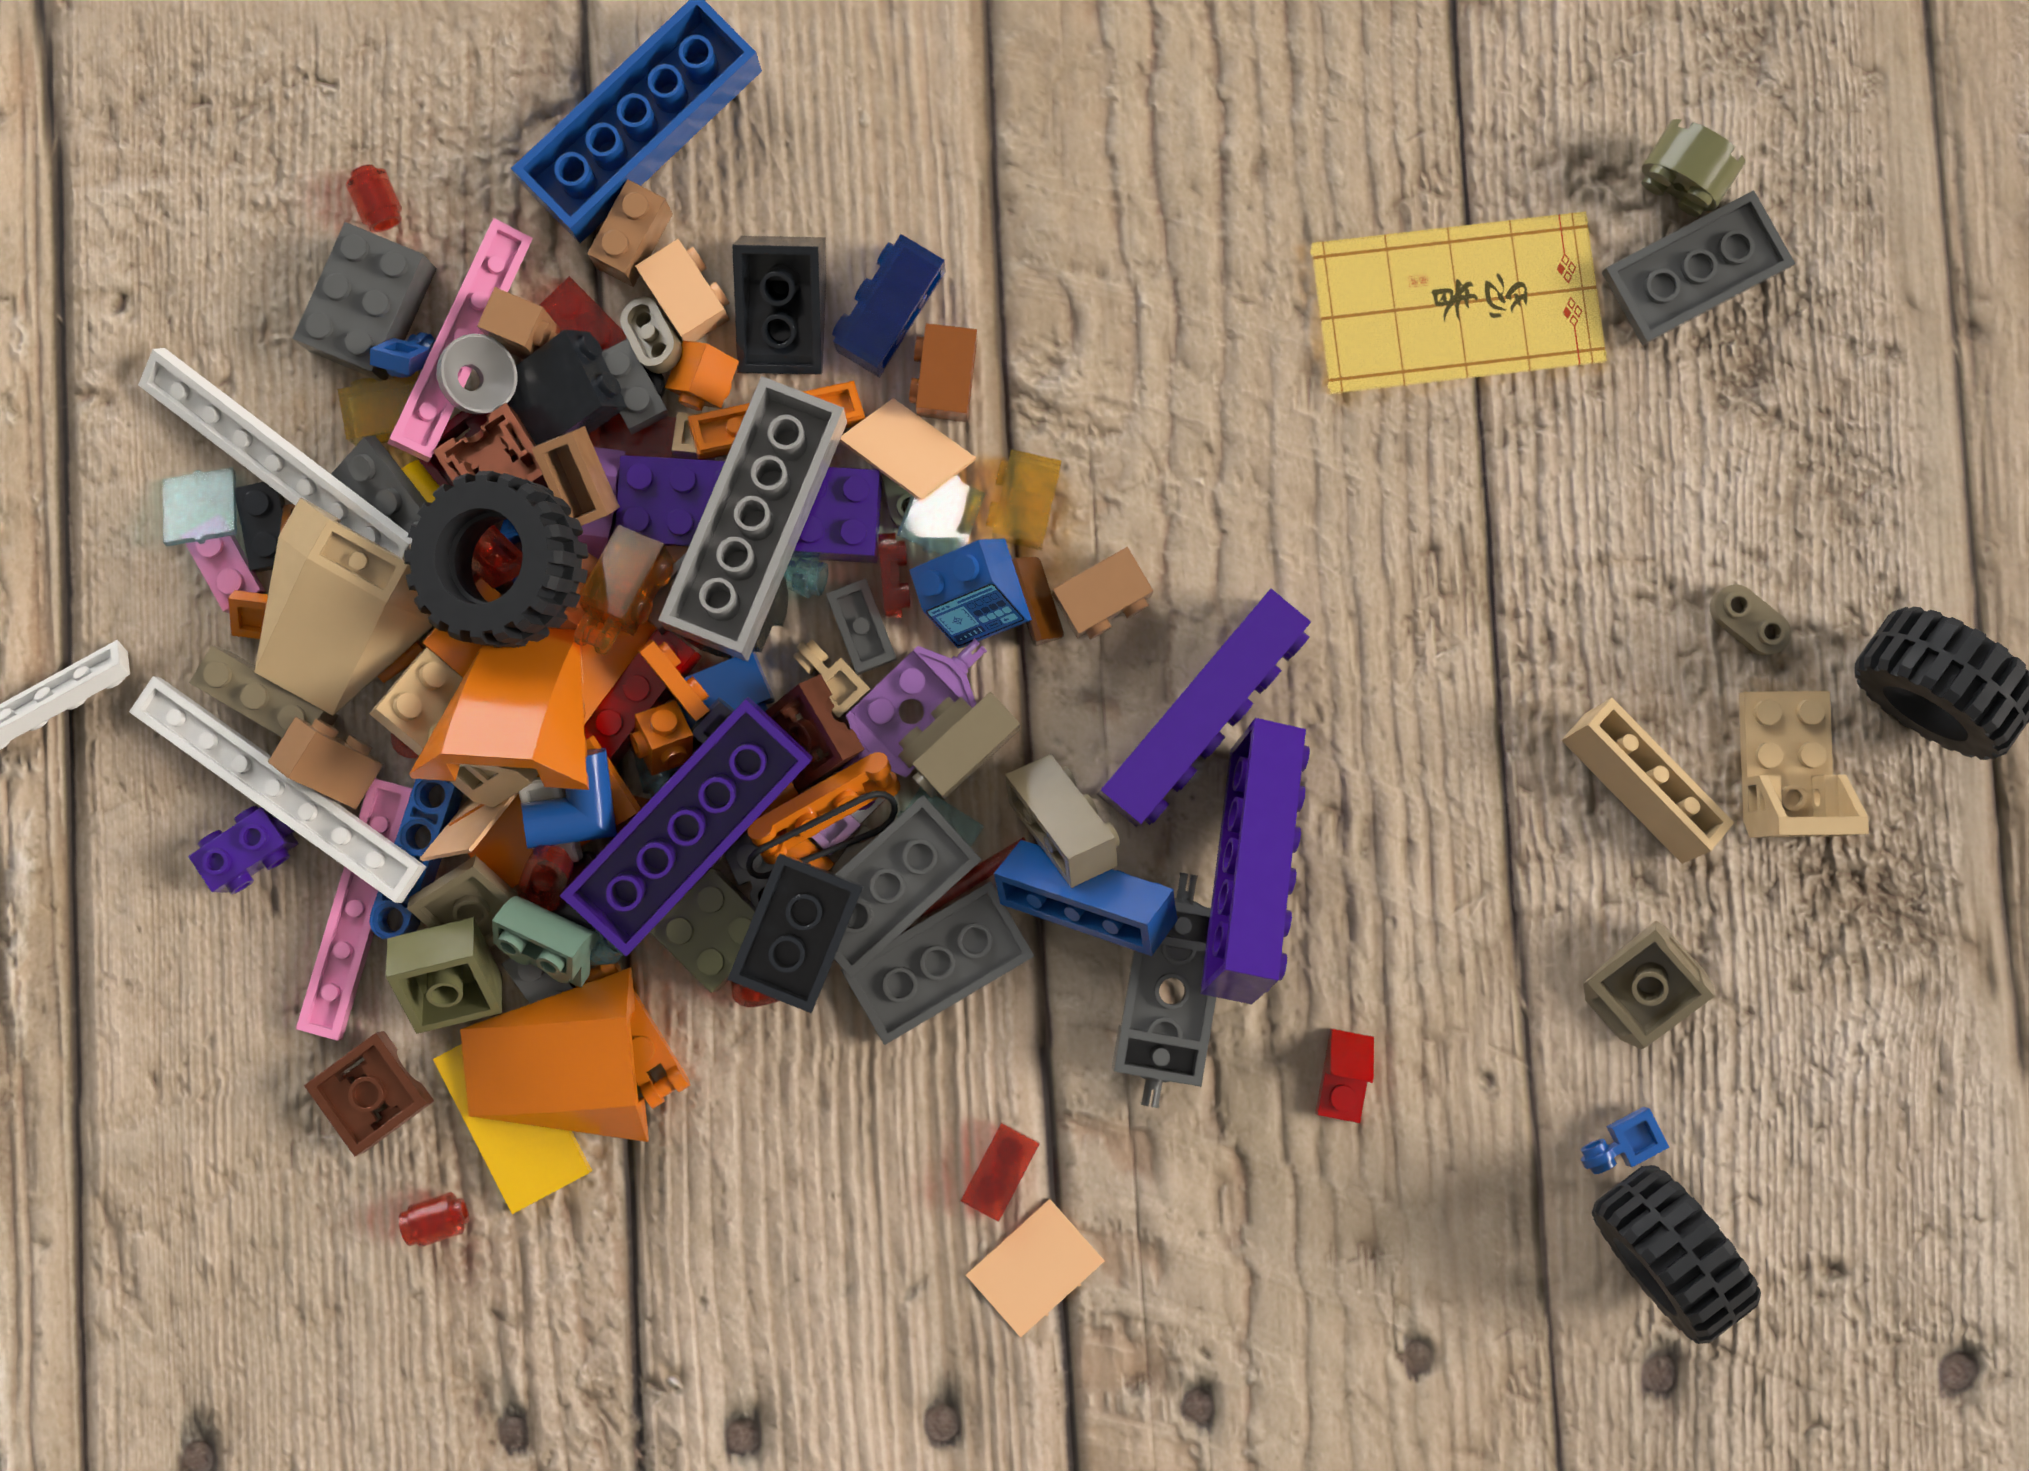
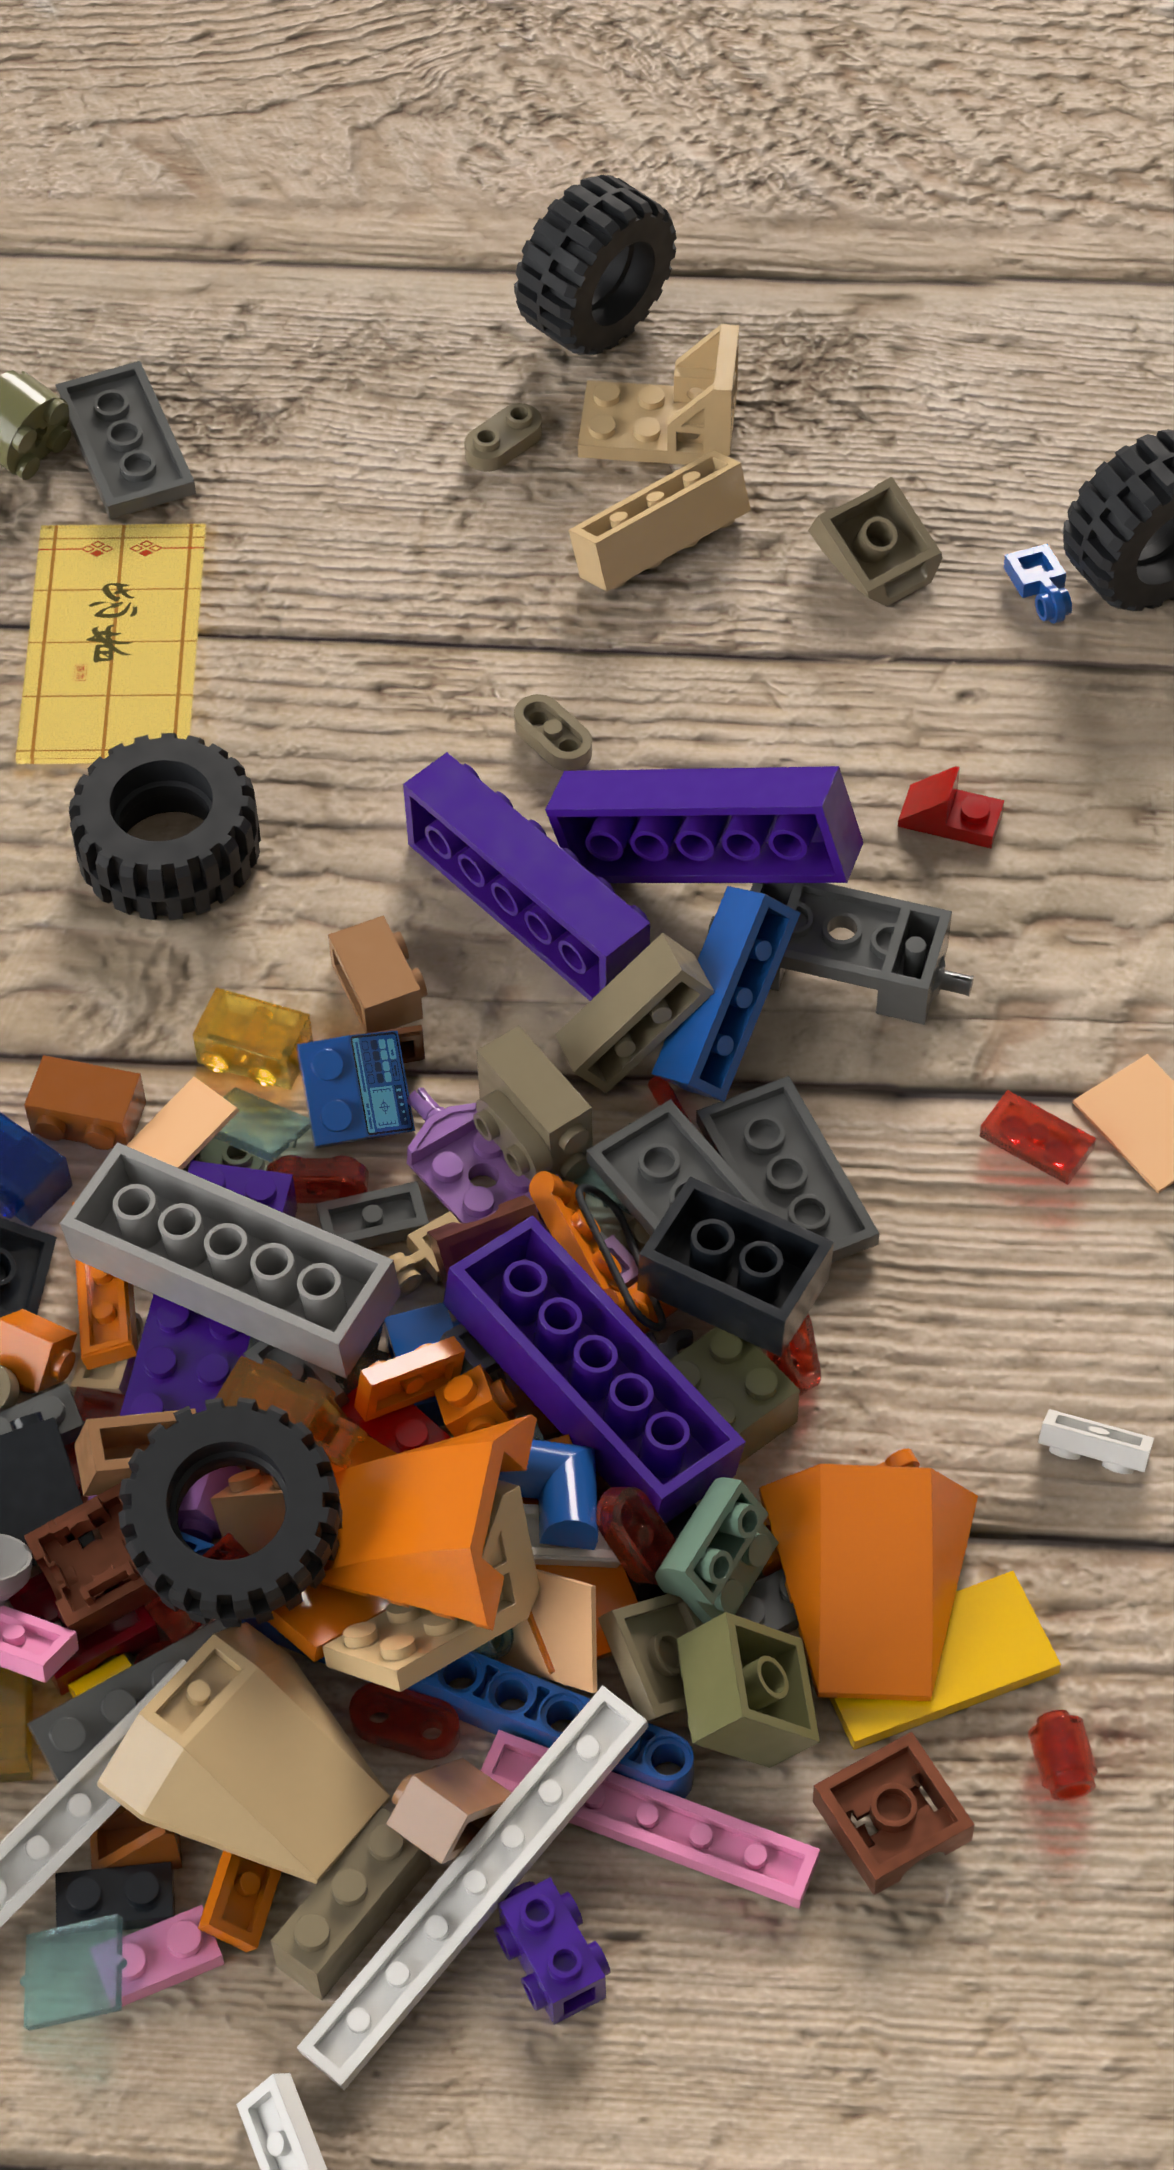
camera: 80 degrees left, 30 degrees down
(709, 1234) = (1115, 1447): none -> white plate
(1243, 332) = (158, 779): none -> black tyre
(1390, 712) = (557, 734): none -> dark tan plate

